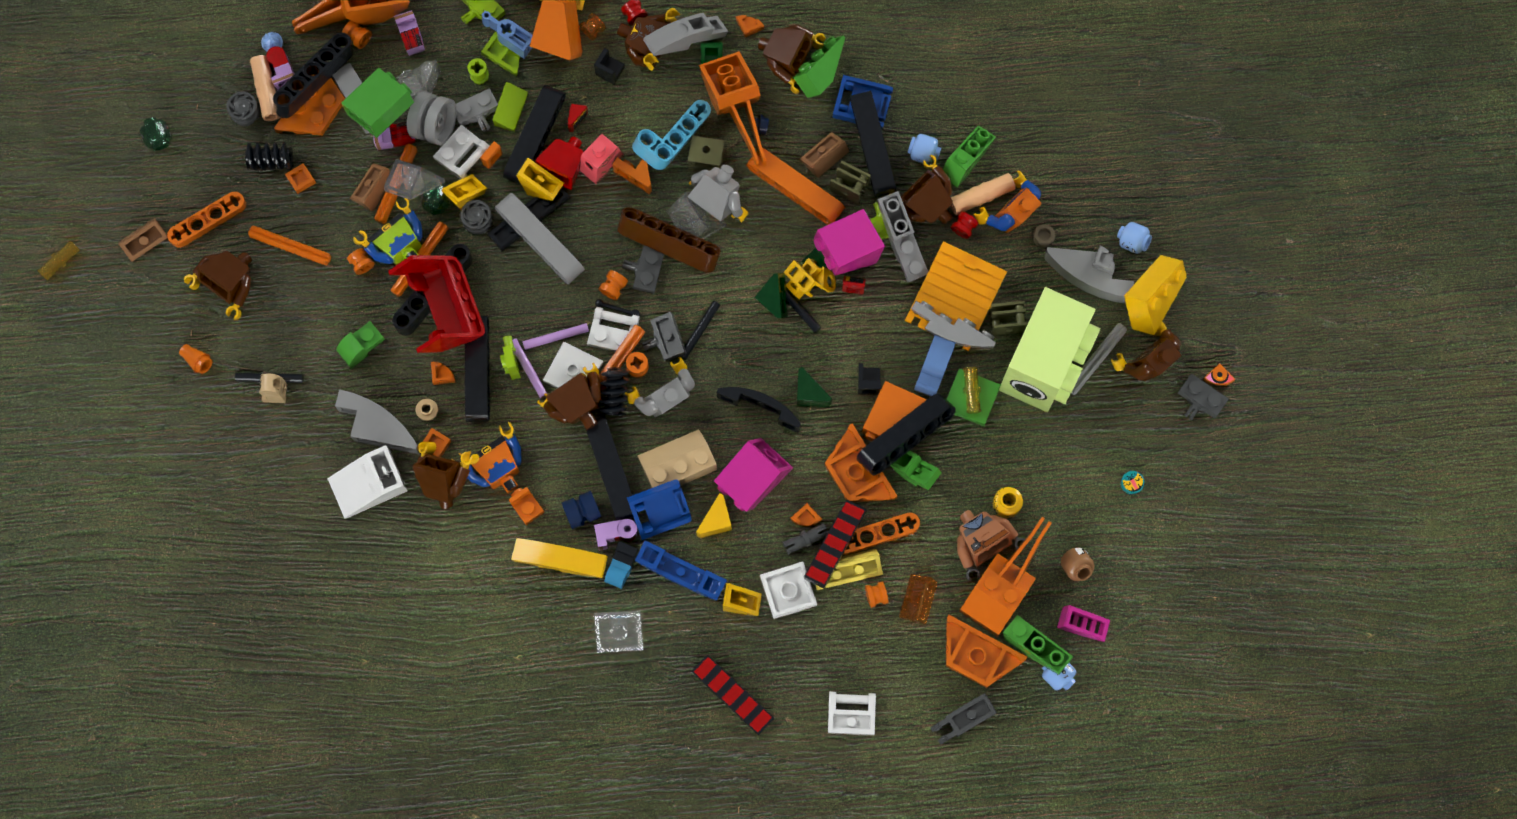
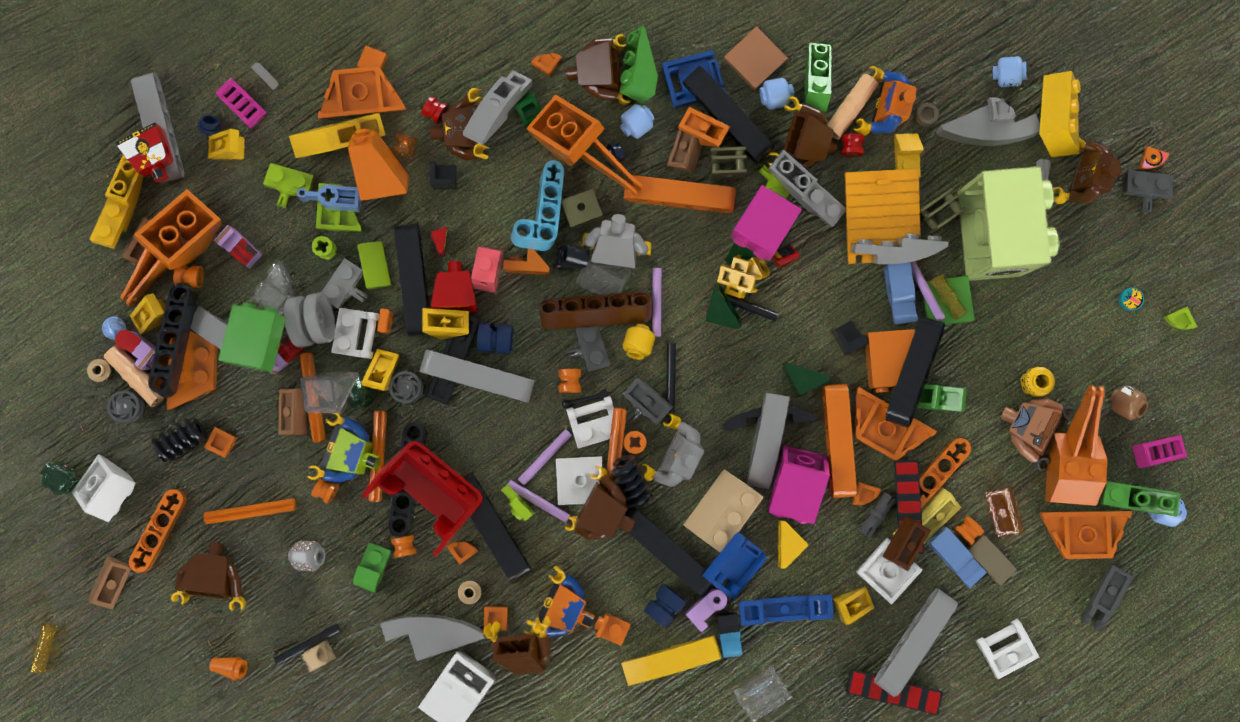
camera: 30 degrees left, 10 degrees up
(185, 162) = (103, 489): none -> white slope
(241, 74) = (105, 370): none -> tan plate
(306, 45) = (148, 313): none -> yellow slope
(313, 304) = (306, 556): none -> light grey head
(396, 341) = (403, 546): none -> orange wheel
(572, 216) = (495, 338): none -> dark blue wheel
(673, 186) = (571, 257): none -> black piece
(689, 285) = (638, 341): none -> yellow head
(724, 263) = (656, 301): none -> lavender bar
(748, 421) = (767, 440): none -> light grey slope
(775, 660) = (915, 642): none -> light grey beam
(794, 109) = (636, 121): none -> light blue head
(809, 458) = (839, 440): none -> orange beam
(814, 569) = (906, 543): none -> reddish brown slope
(844, 140) = (705, 128): none -> orange slope
(853, 610) = (956, 556): none -> medium blue piece
(881, 630) = (991, 559): none -> dark tan slope
(925, 113) = (755, 58): none -> nougat tile
(955, 376) = (926, 291): none -> lavender bar
(1009, 257) = (907, 151): none -> yellow slope
(1167, 524) = (1181, 319): none -> lime tile

